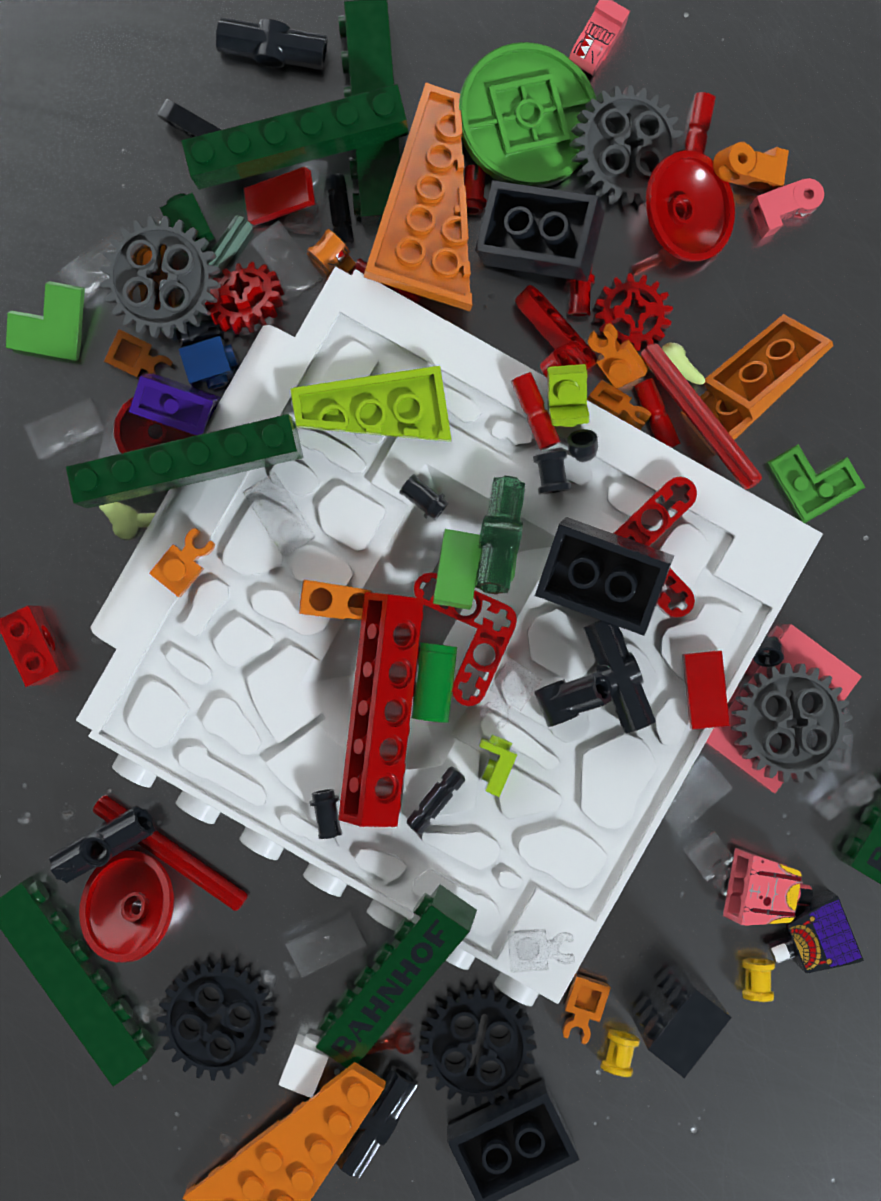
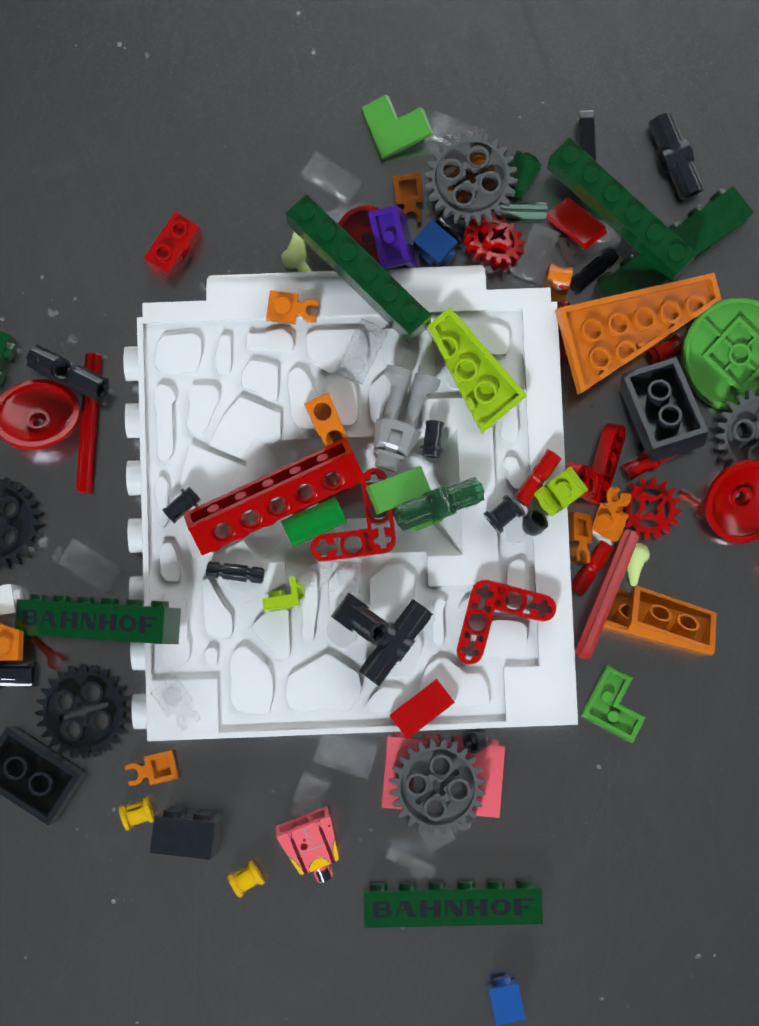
camera: 60 degrees right, 5 degrees down
(396, 537) = (396, 437): none -> light grey piece
(604, 575) = (454, 588): black brick -> none
(818, 936) = (300, 901): torso -> none

